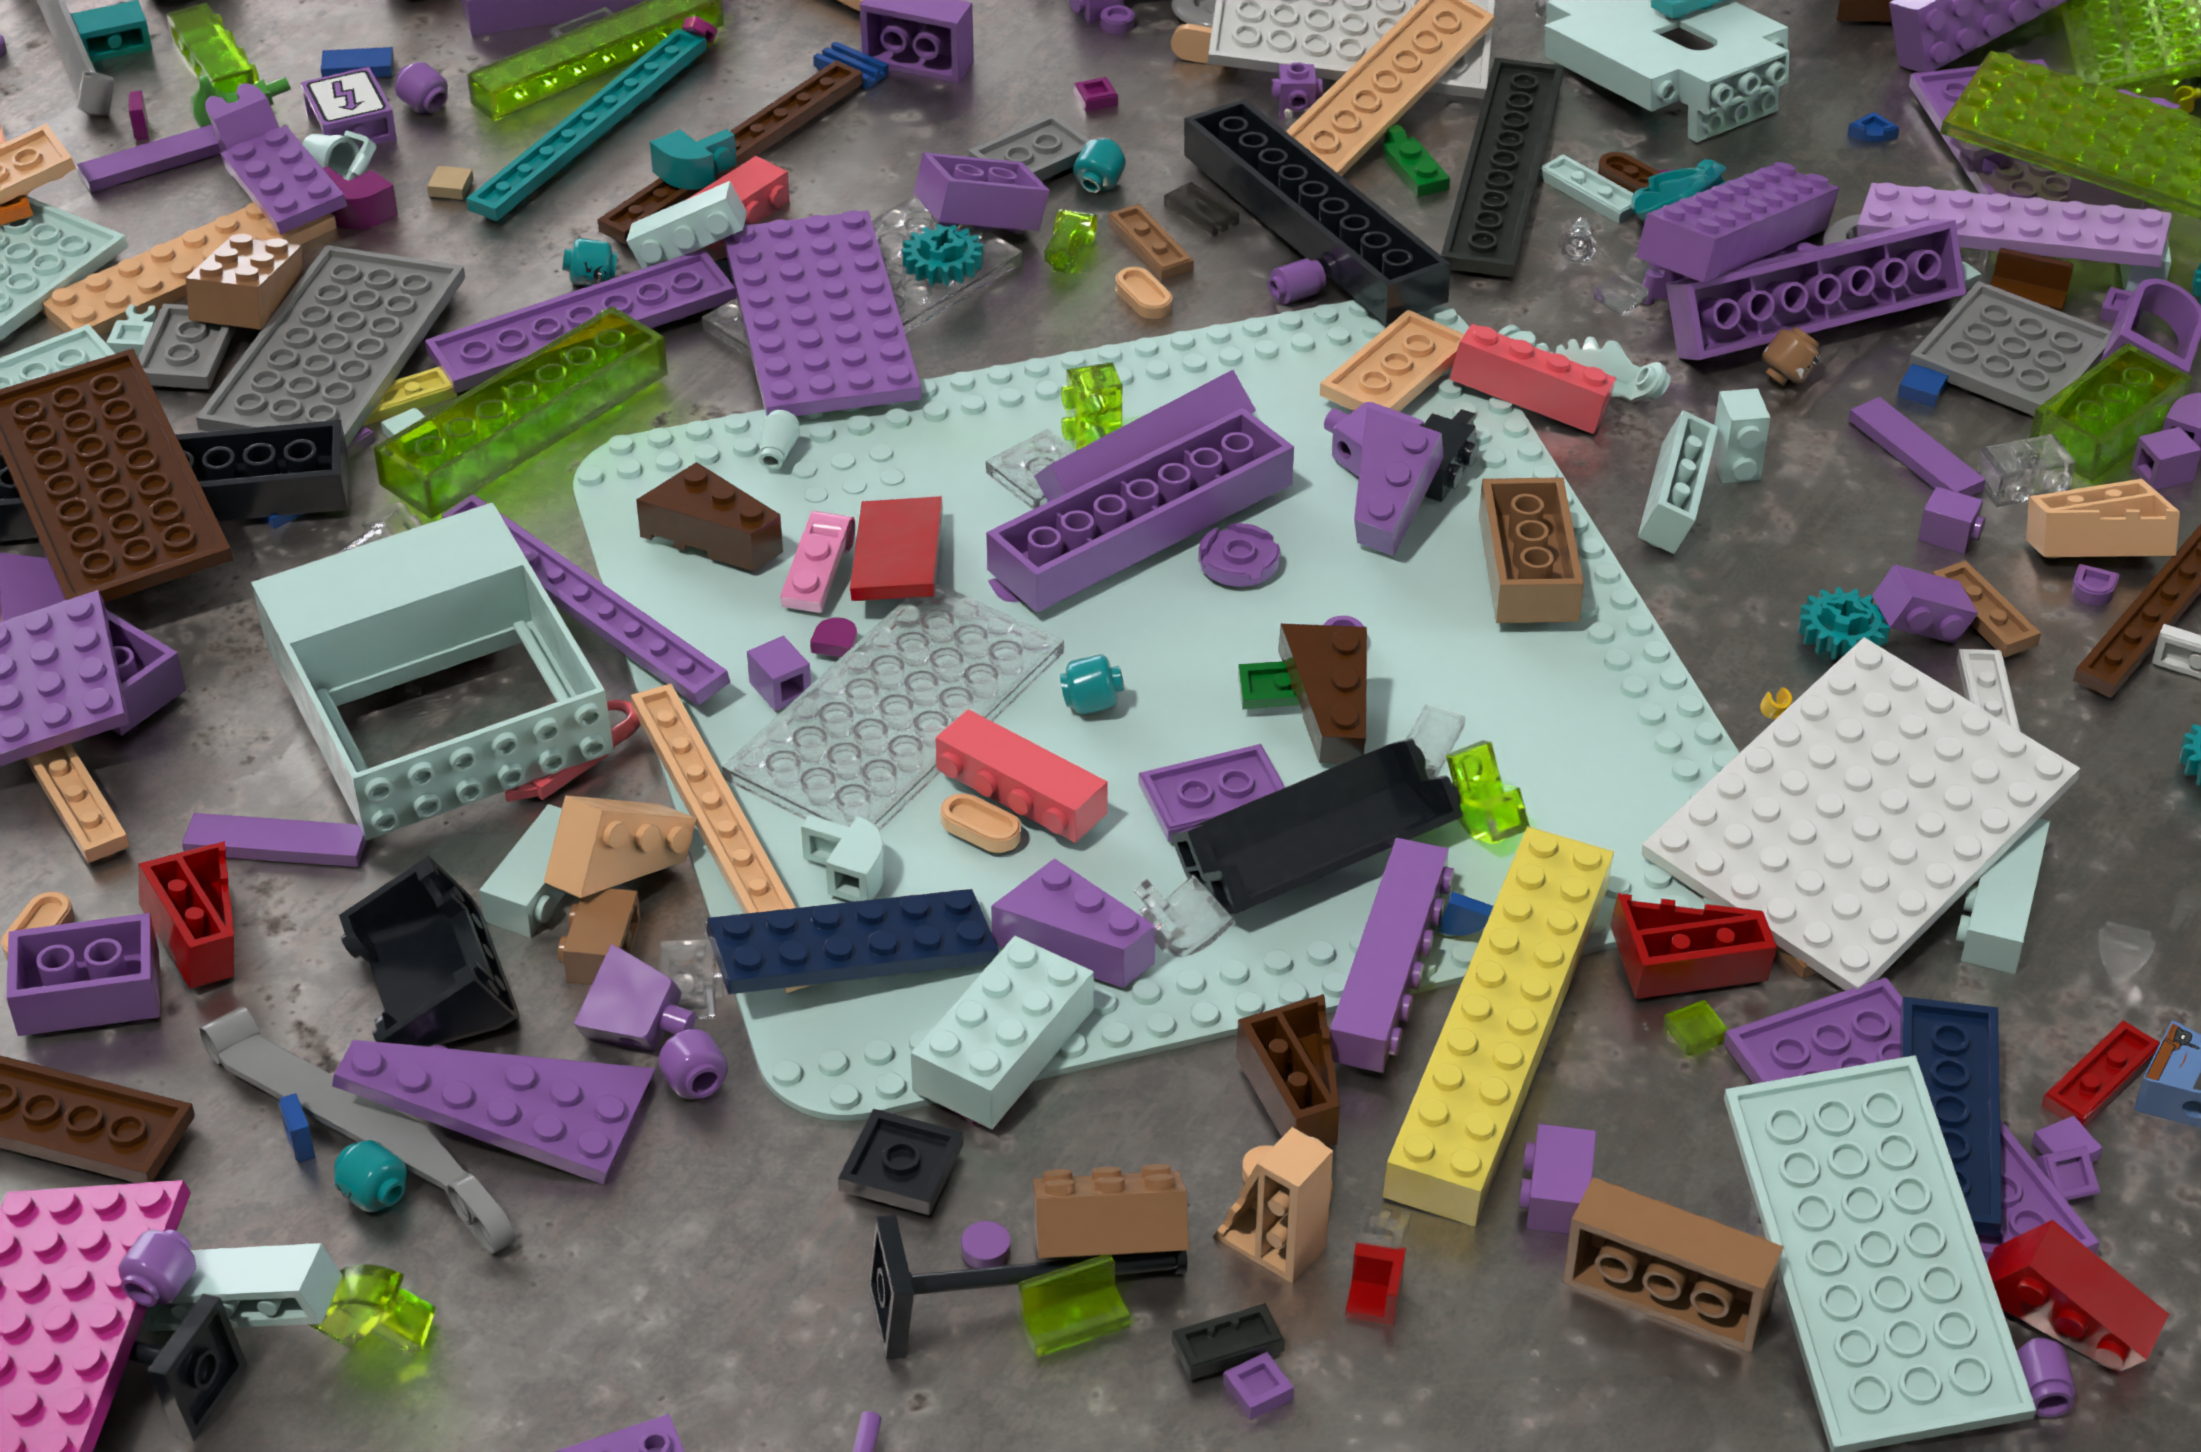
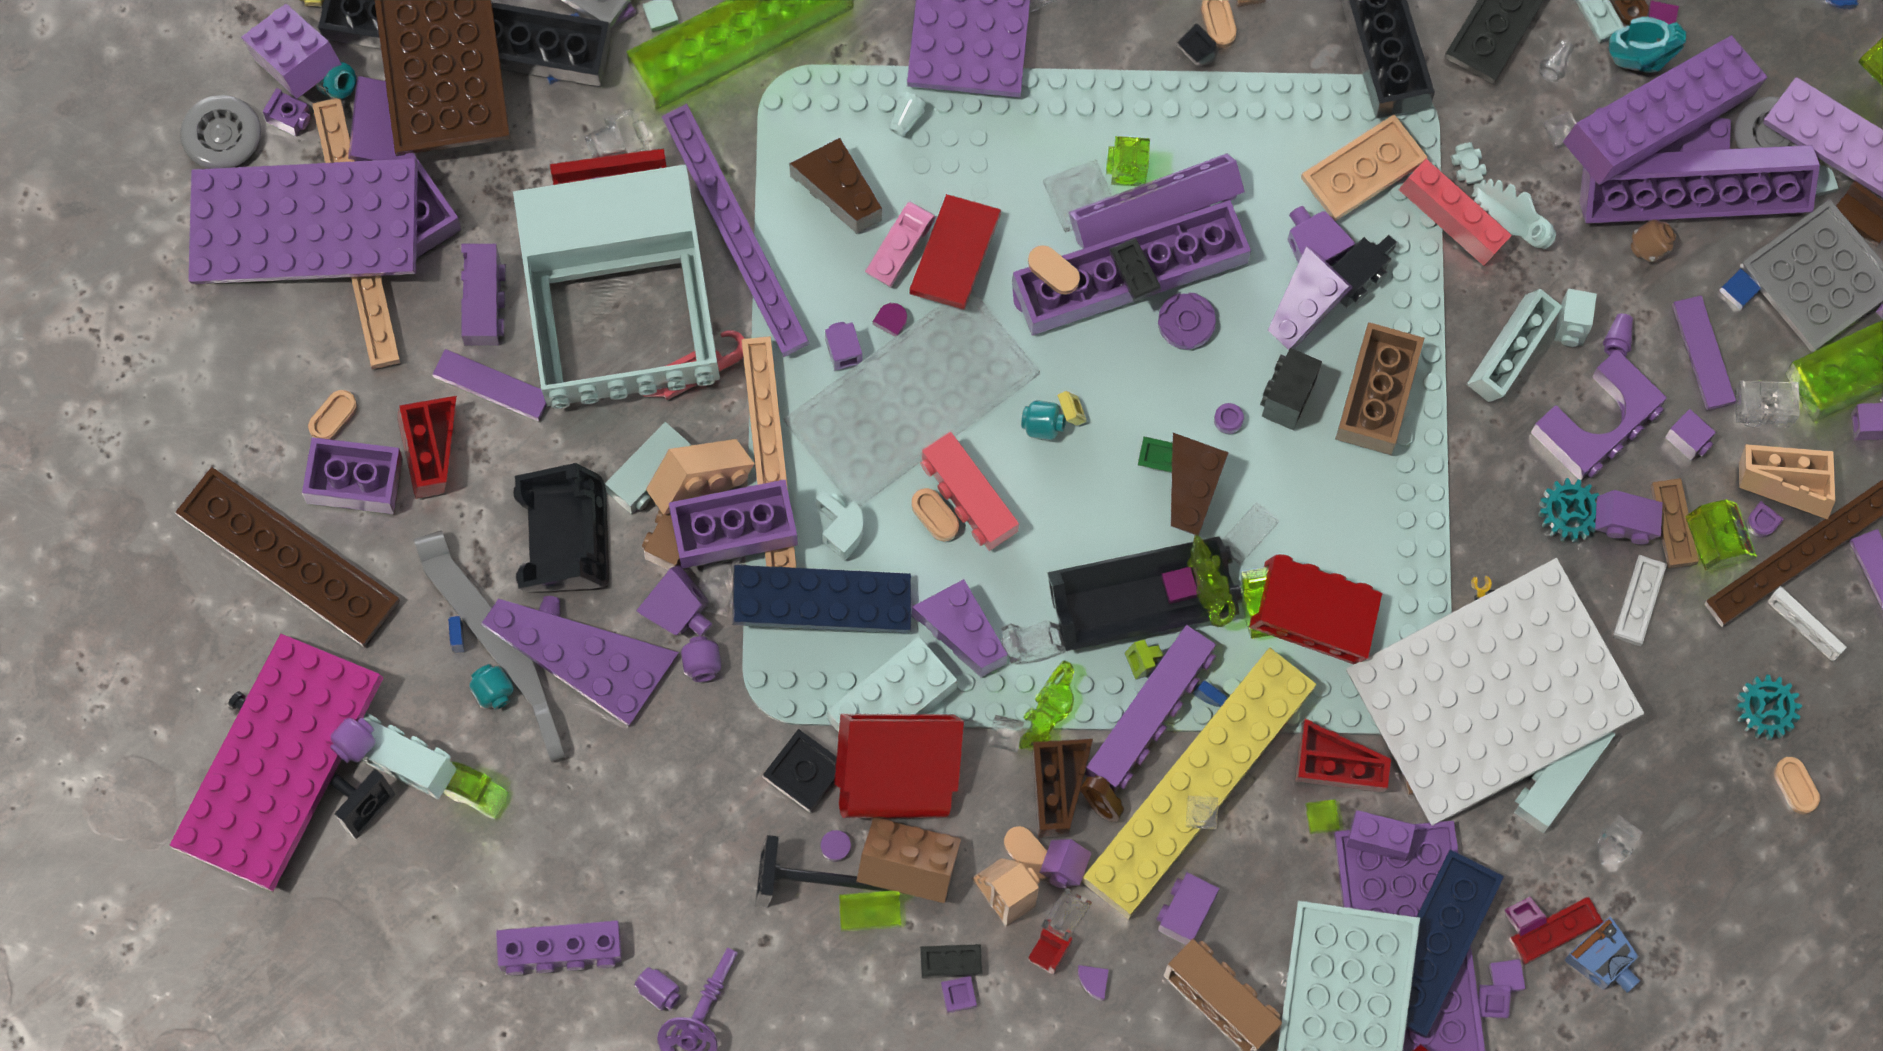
camera: 15 degrees right, 30 degrees up
(233, 733) = (482, 295): none -> medium lavender wedge
(689, 872) = (733, 523): none -> medium lavender brick
(1041, 513) = (1053, 270): none -> light nougat tile
(1045, 1089) = (898, 764): none -> red piece
(1128, 663) = (1072, 408): none -> light yellow tile
(1130, 314) = (1198, 46): none -> black plate
(1151, 487) = (1135, 269): none -> pearl dark grey plate
(1189, 1040) = (1005, 733): none -> clear plate
(1207, 786) = (1091, 533): medium lavender tile -> none
(1243, 982) = (1054, 704): none -> clear neon green animal
(1296, 281) = (1331, 47): medium lavender brick -> none
(1349, 899) = (1142, 658): none -> lime tile
(1356, 1163) = (1065, 863): none -> medium lavender brick
(1363, 811) = (1179, 585): none -> magenta tile
(1366, 1068) = (1102, 798): none -> reddish brown plate
(1410, 790) = (1211, 586): none -> clear neon green animal
(1412, 570) = (1290, 388): none -> pearl dark grey brick
(1460, 1310) = (1093, 980): none -> medium lavender tile
(1528, 1024) = (1202, 812): none -> clear plate
(1572, 778) = (1317, 609): none -> red panel
(1796, 1005) = (1380, 835): none -> medium lavender brick
(1804, 455) = (1619, 335): none -> medium lavender cone
(1812, 562) = (1584, 451): none -> medium lavender arch
(2050, 1064) = (1525, 916): none -> magenta tile
(2052, 595) = (1720, 534): none -> clear neon green slope

